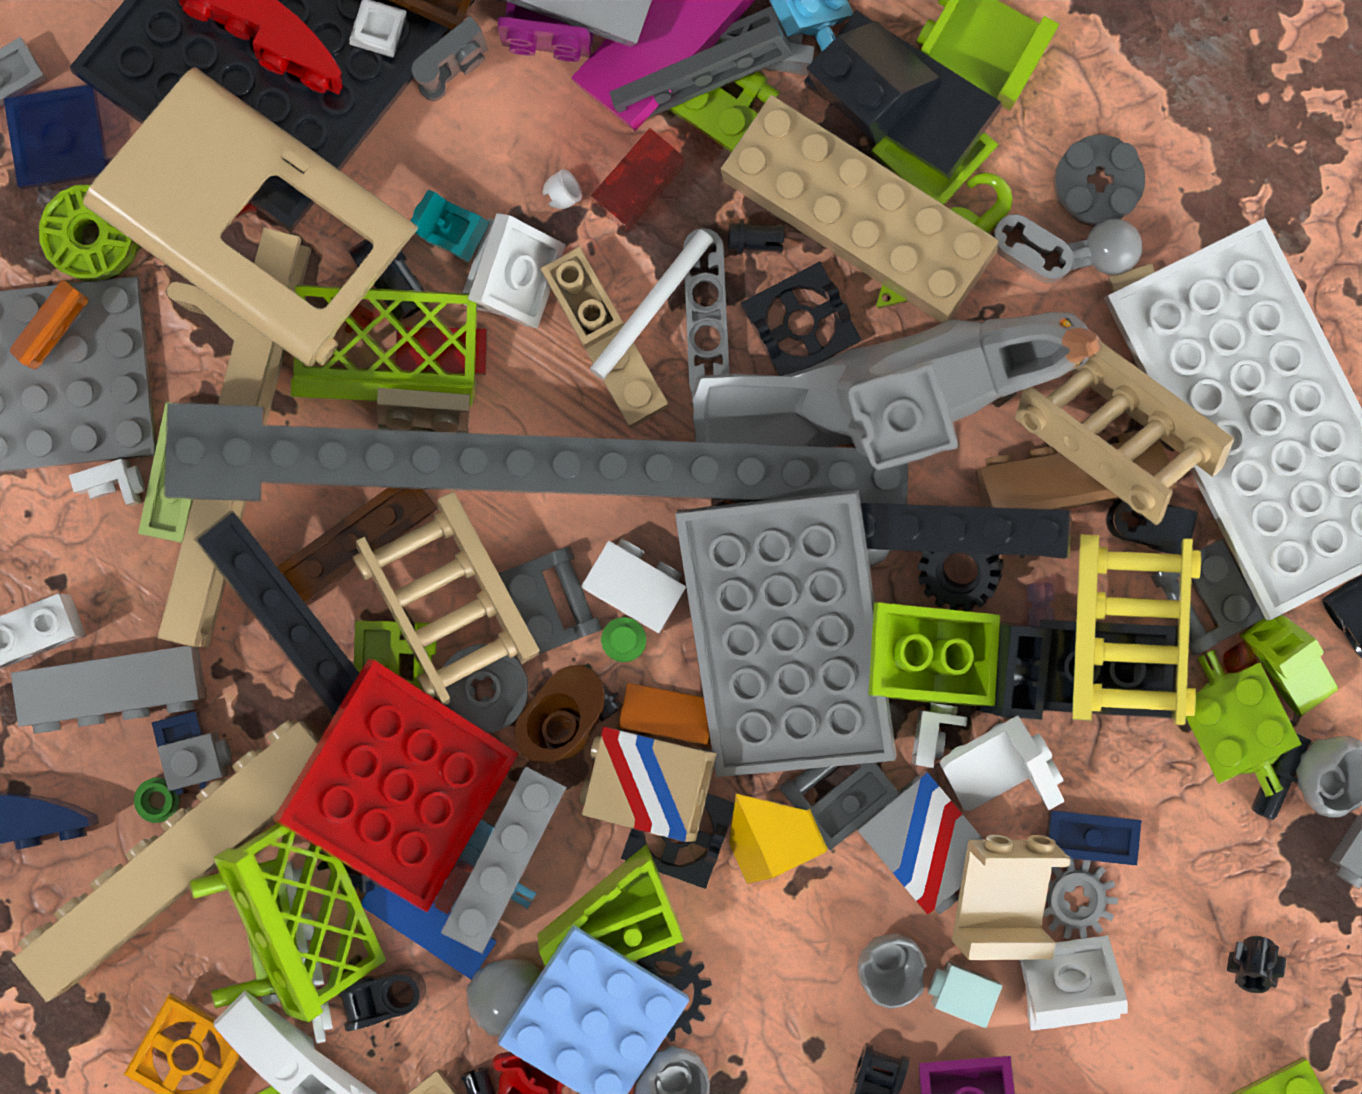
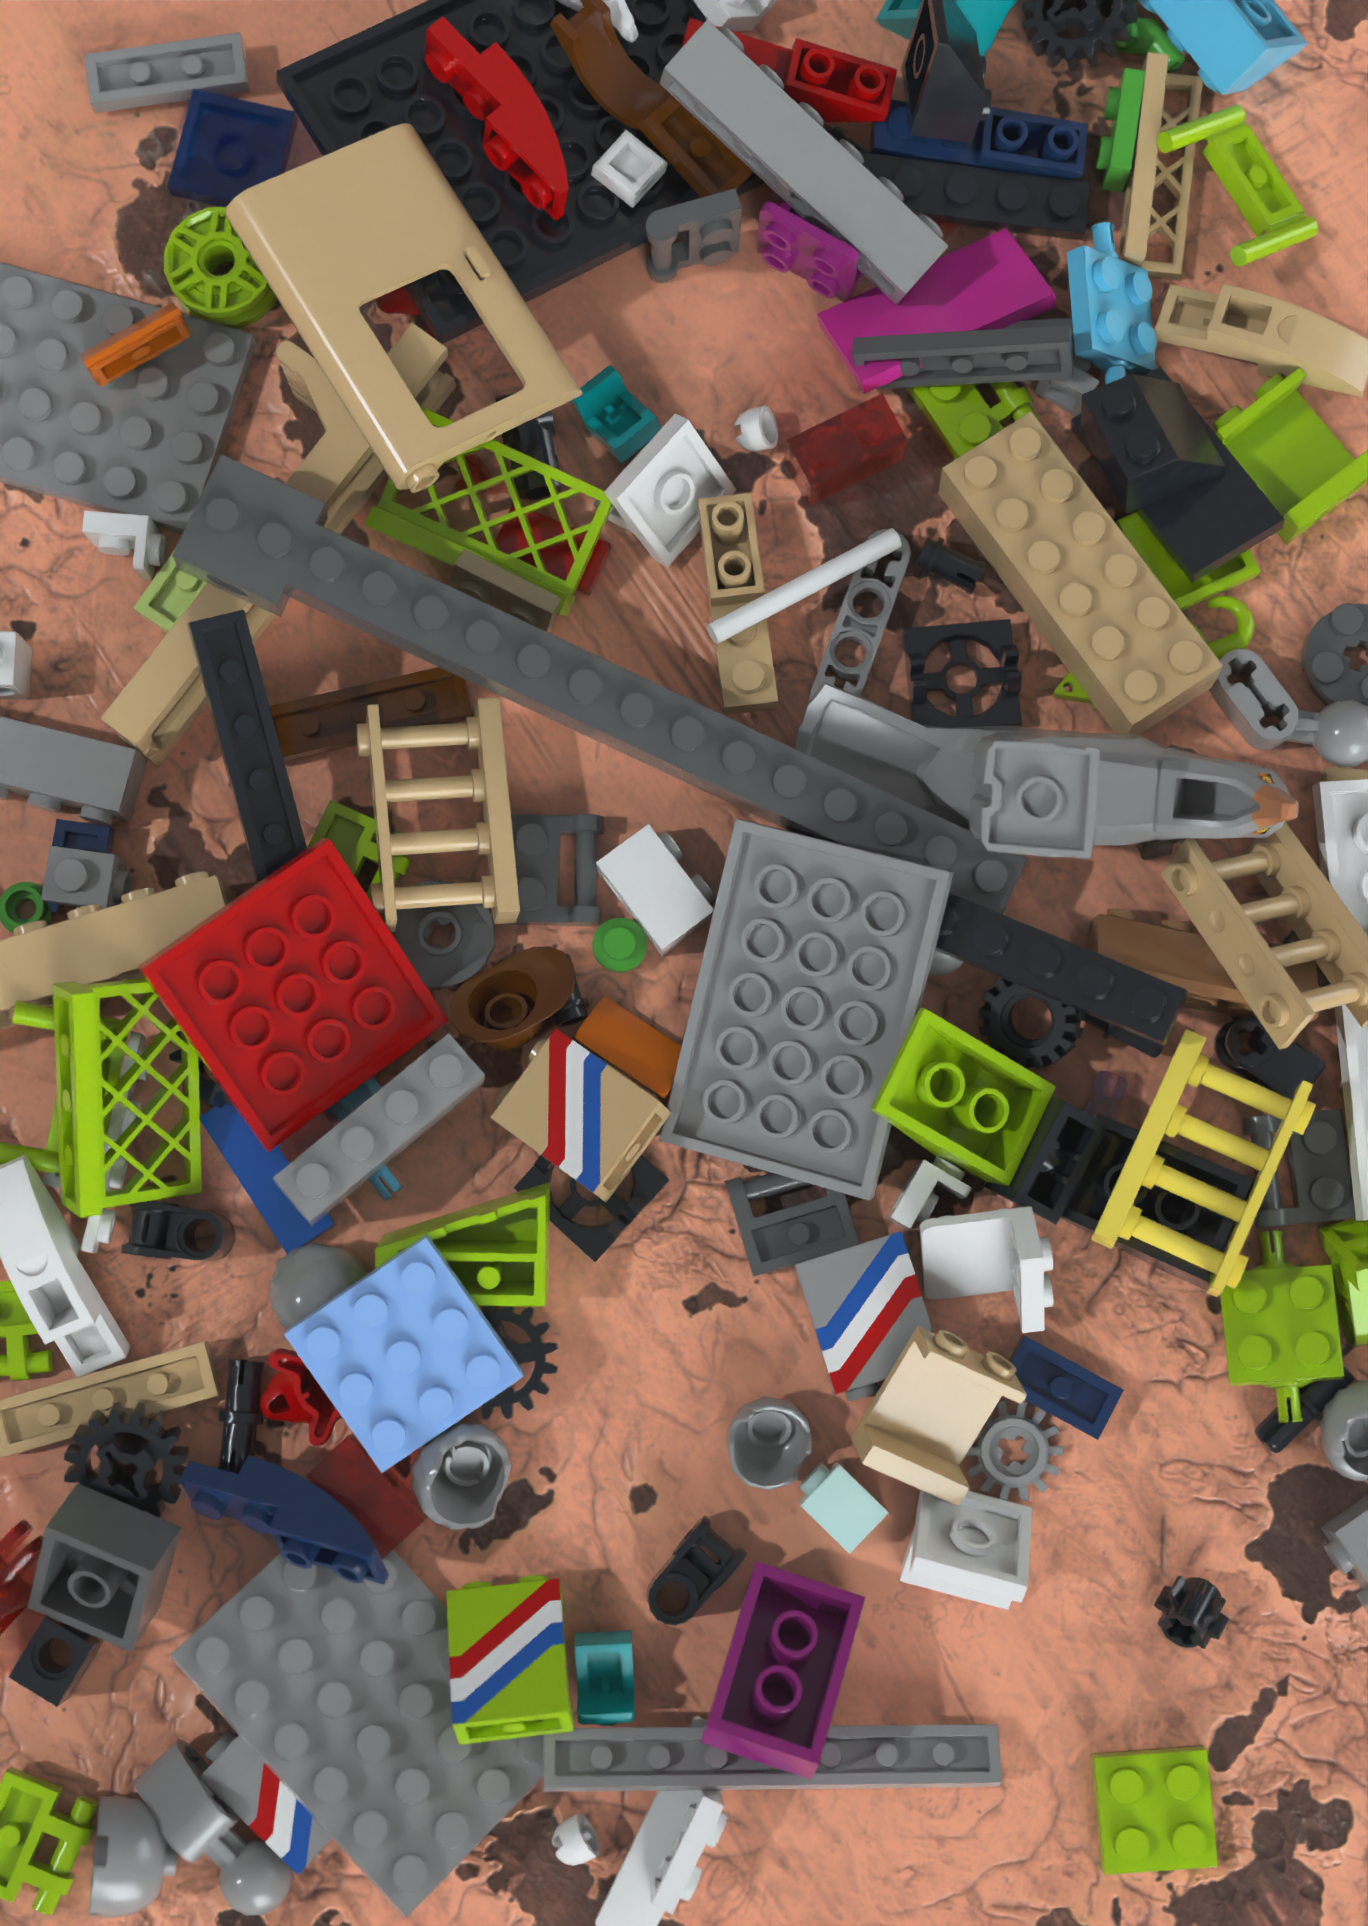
camera: 20 degrees right, 5 degrees down
(772, 838) = (694, 1232): yellow slope -> none
(1238, 658) = (1307, 1251): clear red rock -> none

